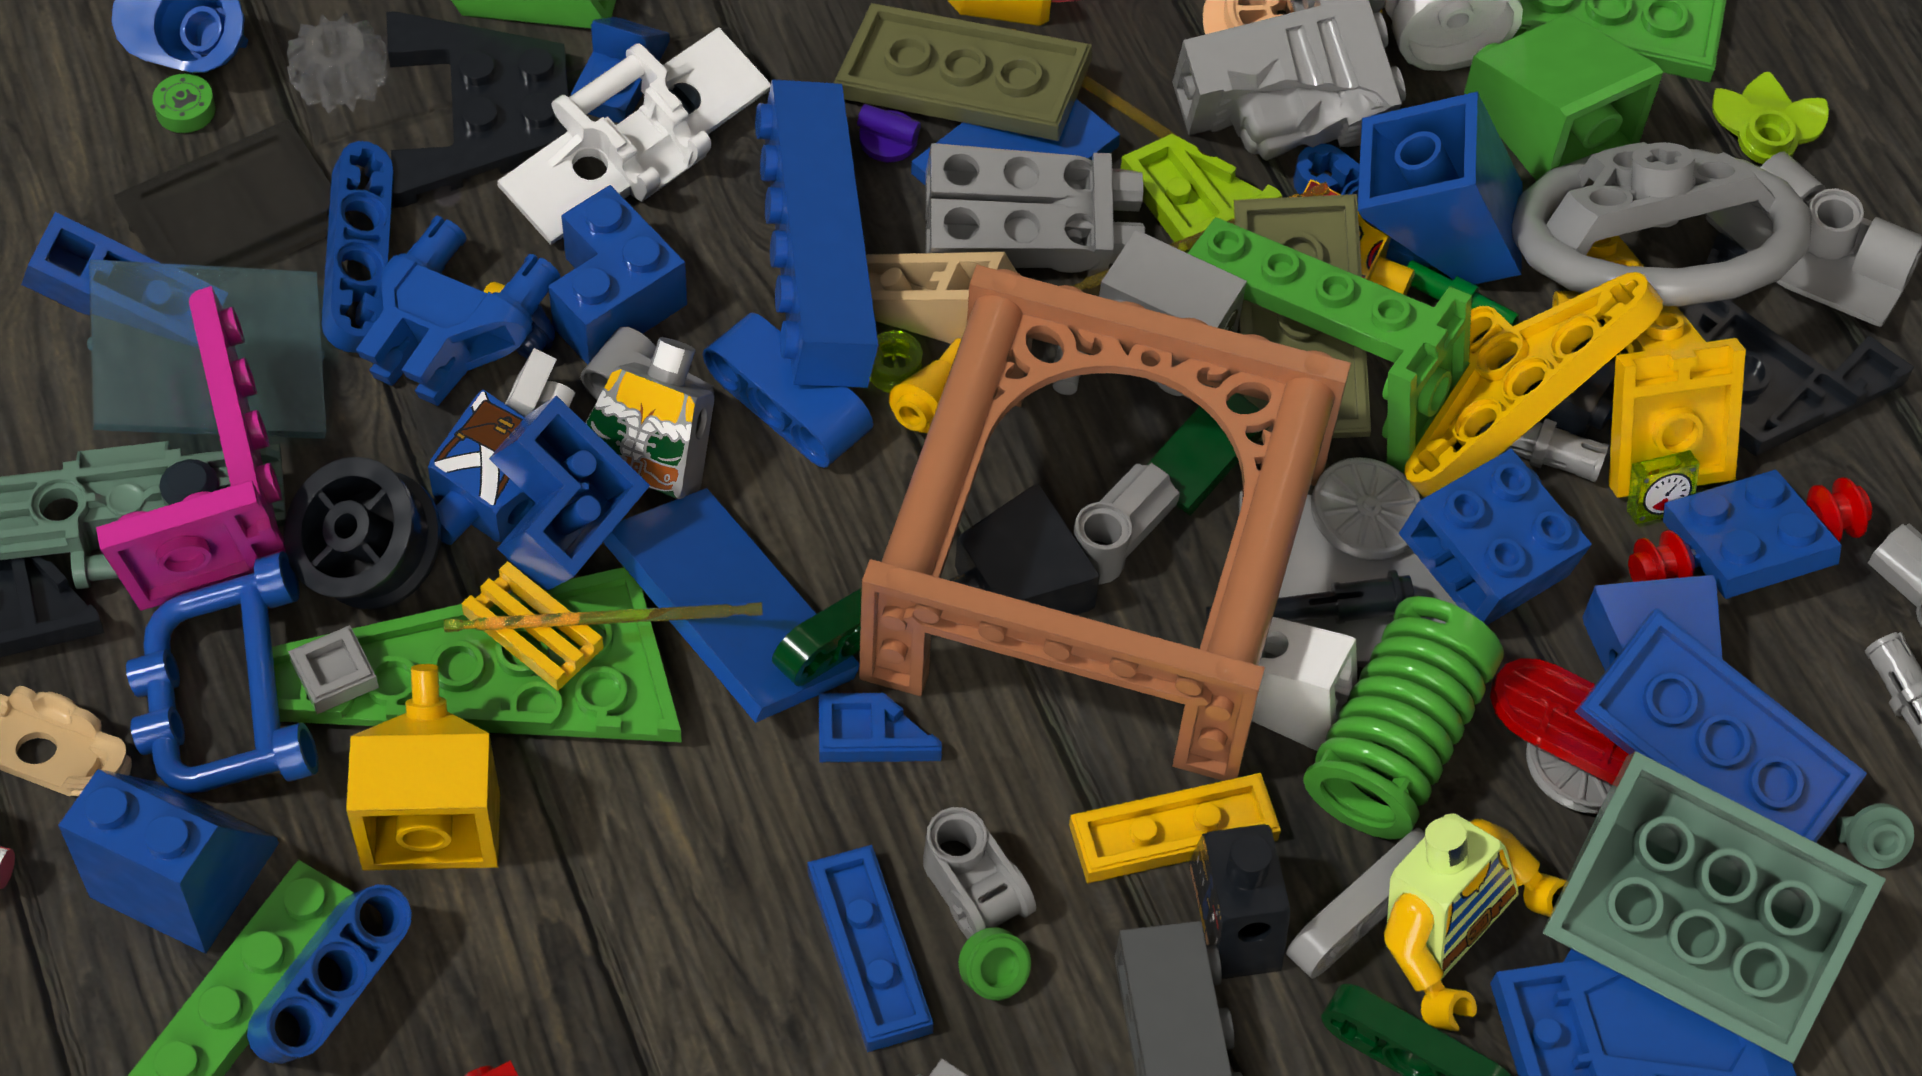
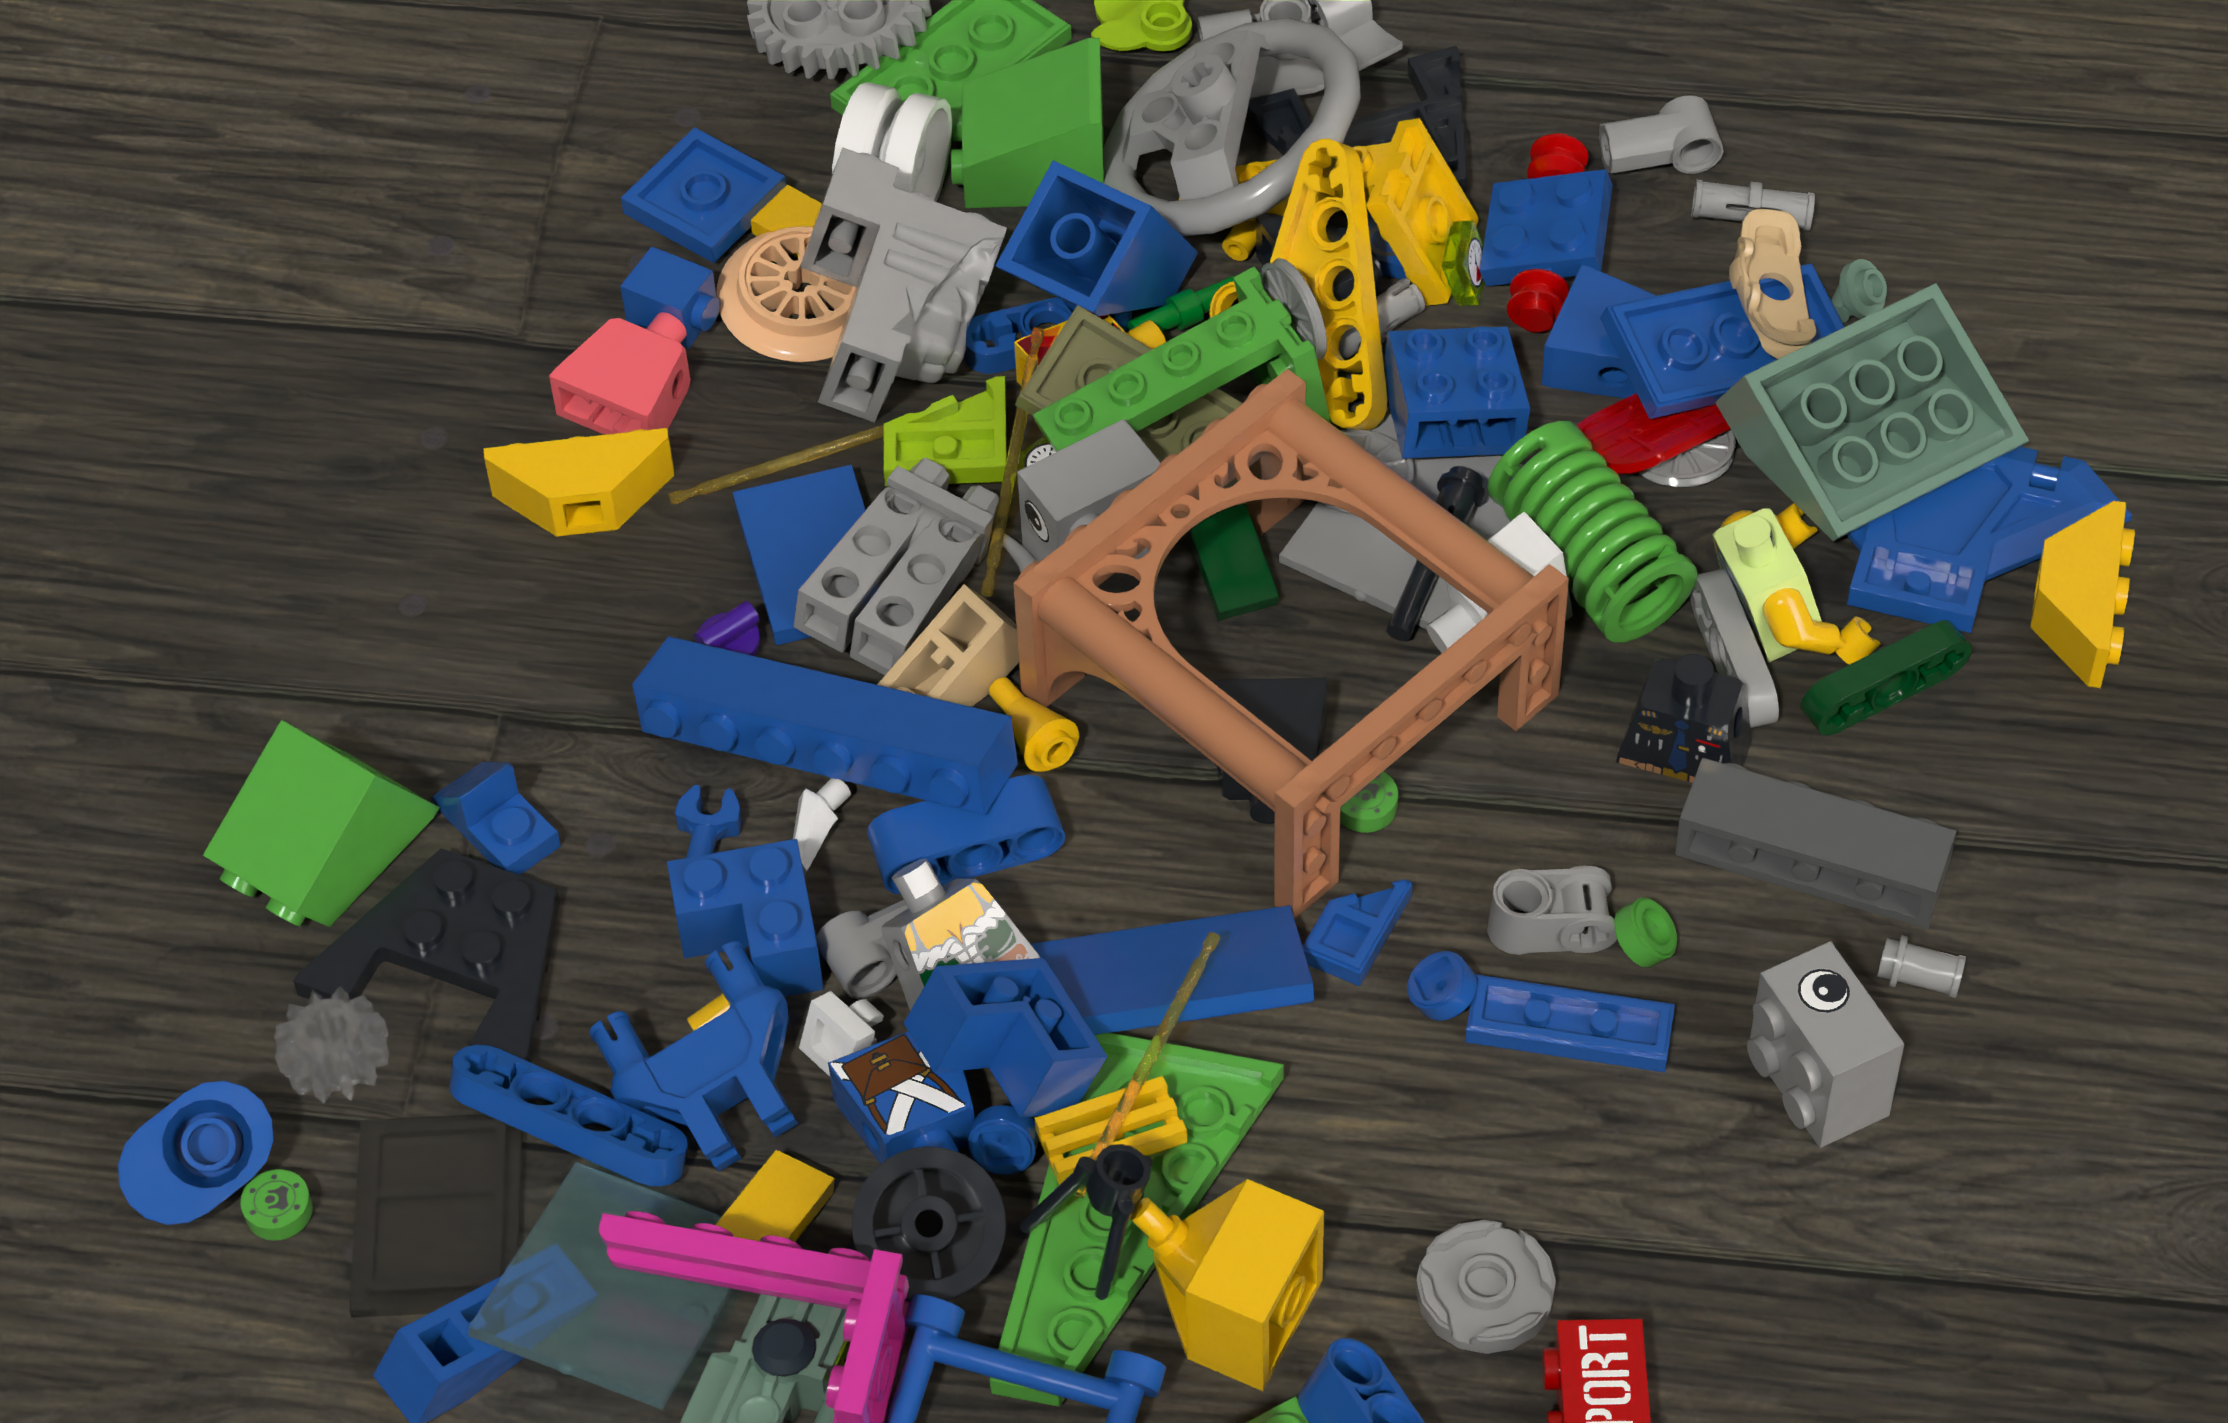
camera: 55 degrees left, 5 degrees down
(333, 669) = (1059, 1311): light grey tile -> none
(334, 424) = (778, 1200): none -> yellow tile
(426, 637) = (1114, 1188): none -> black plant
(483, 553) = (1003, 1140): none -> blue tile
(551, 998) = (1485, 1287): none -> light grey tile
(648, 147) = (615, 826): white piece -> none
(692, 210) = (707, 828): none -> blue bar
(738, 281) = (816, 817): none -> white bar
(821, 641) = (1260, 888): dark green beam -> none
(843, 822) = (1442, 985): none -> blue tile
(964, 71) = (701, 547): olive tile -> none
(1012, 681) = (1372, 806): none -> bright green tile
(1124, 518) = (1261, 636): light grey piece -> none
(1166, 826) = (1580, 754): yellow tile -> none
(1465, 358) = (1285, 283): none -> light grey wheel
(1838, 721) = (1771, 249): none -> tan piece

